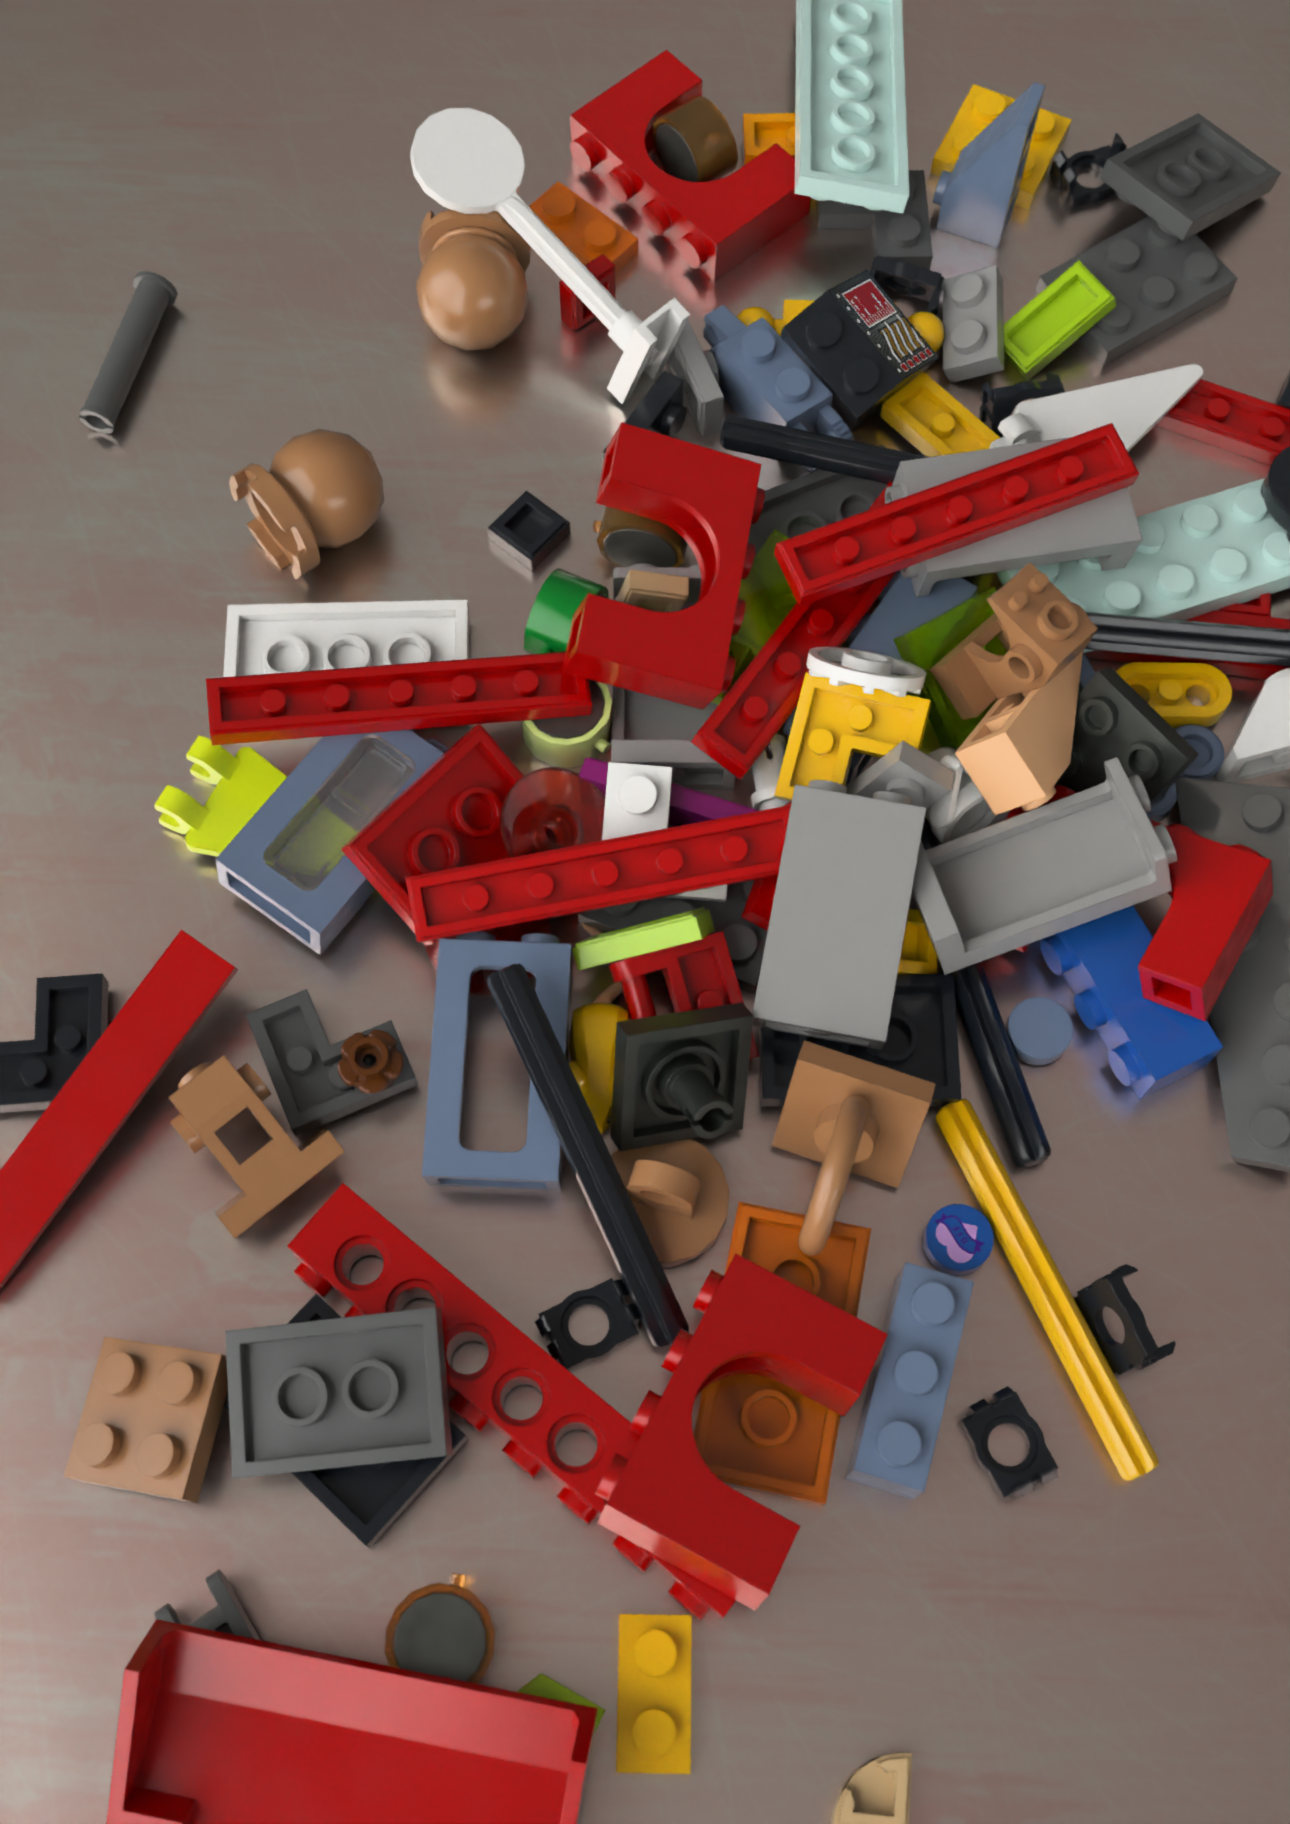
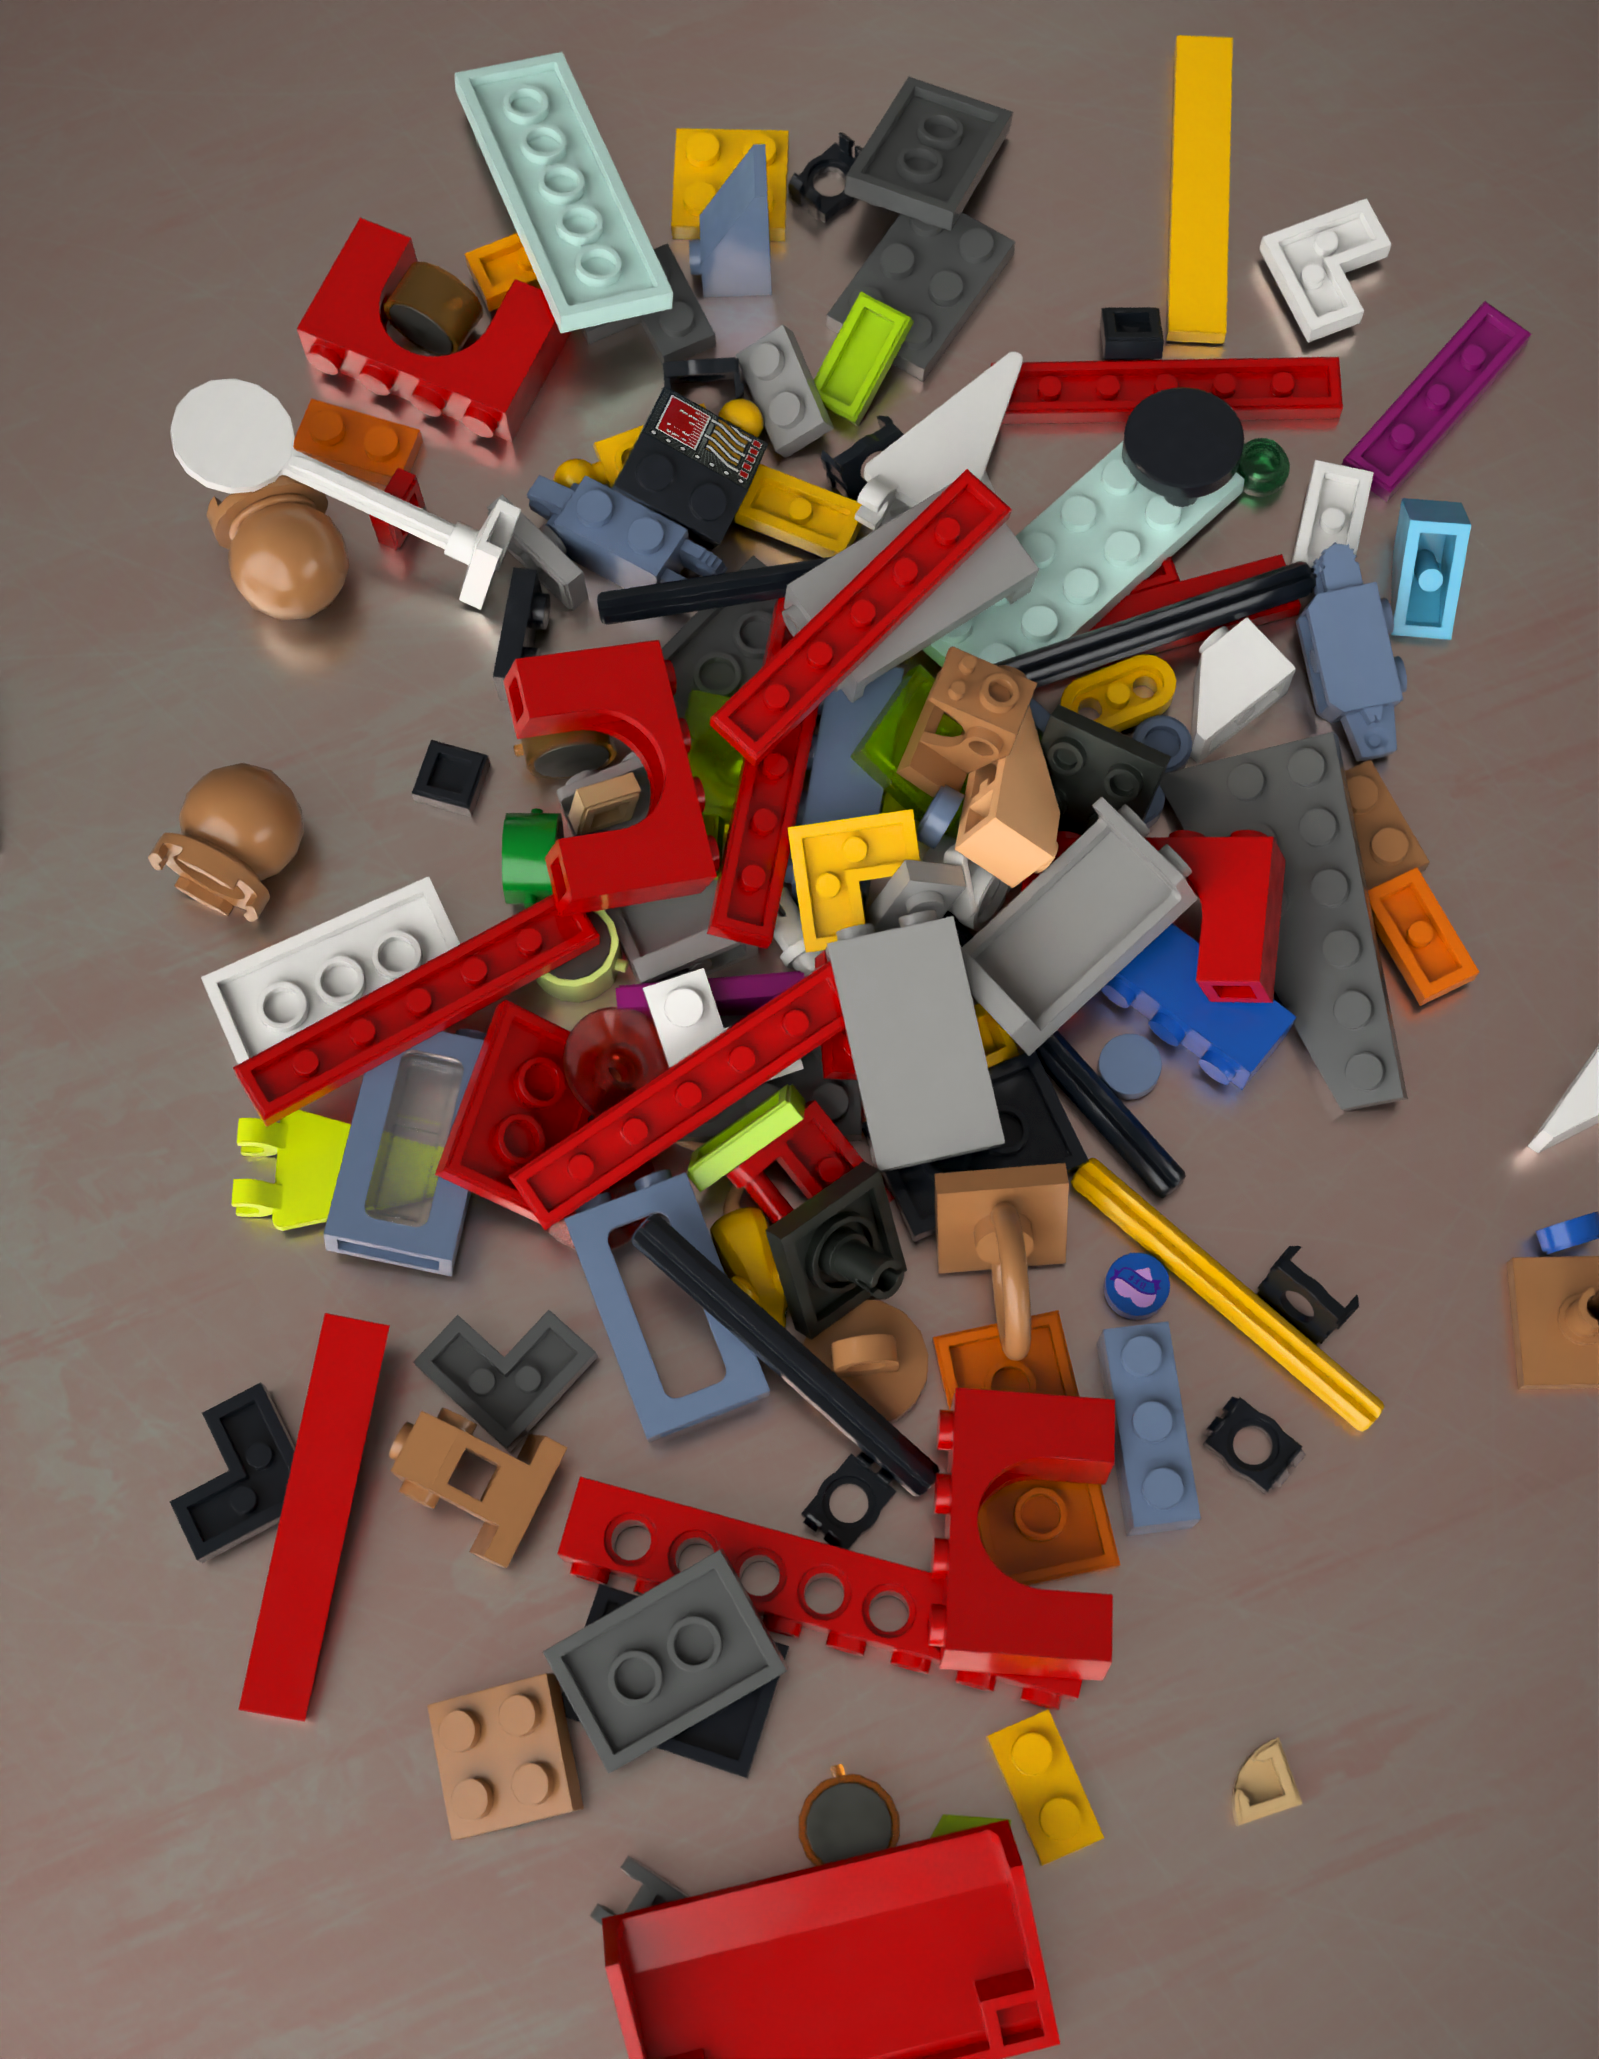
camera: 20 degrees left, 5 degrees up
(375, 1077) = (556, 1373): reddish brown plate -> none
(865, 669) = (840, 802): white wheel -> none
(953, 722) = (938, 816): none -> sand blue tile

